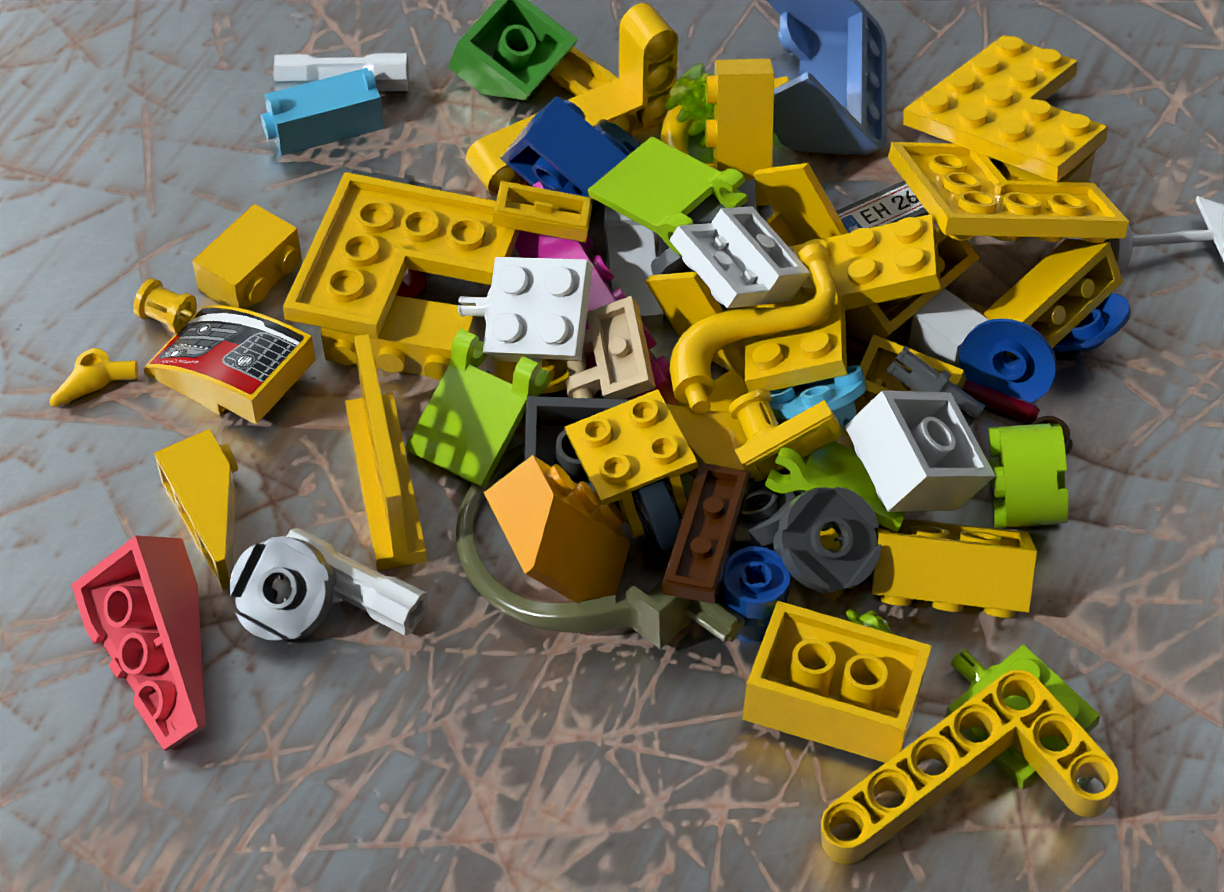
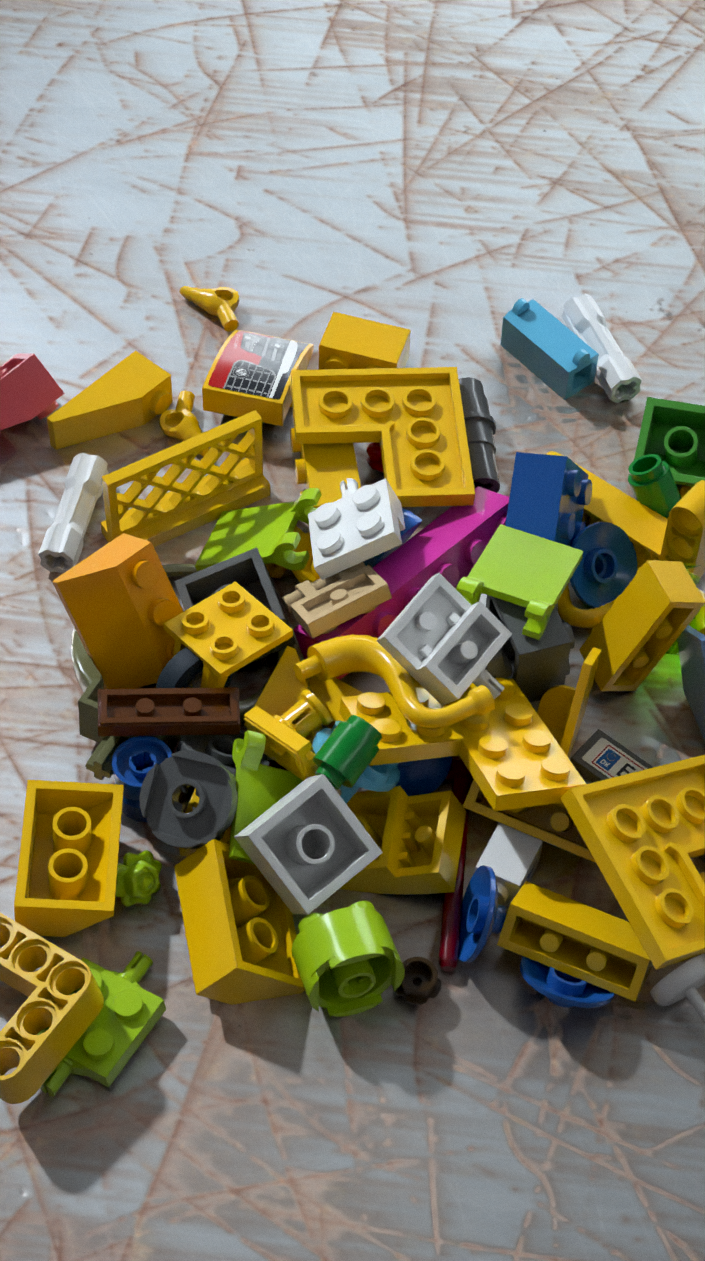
camera: 70 degrees right, 0 degrees up
(164, 305) = (297, 312): yellow bush -> none
(264, 451) = (181, 422): none -> yellow animal
(310, 581) = (44, 470): plate -> none
(542, 211) = (454, 508): yellow tile -> none
(559, 76) = (653, 484): none -> green brick
(848, 372) = (347, 752): none -> green brick
(926, 379) = (405, 853): dark grey pin -> none

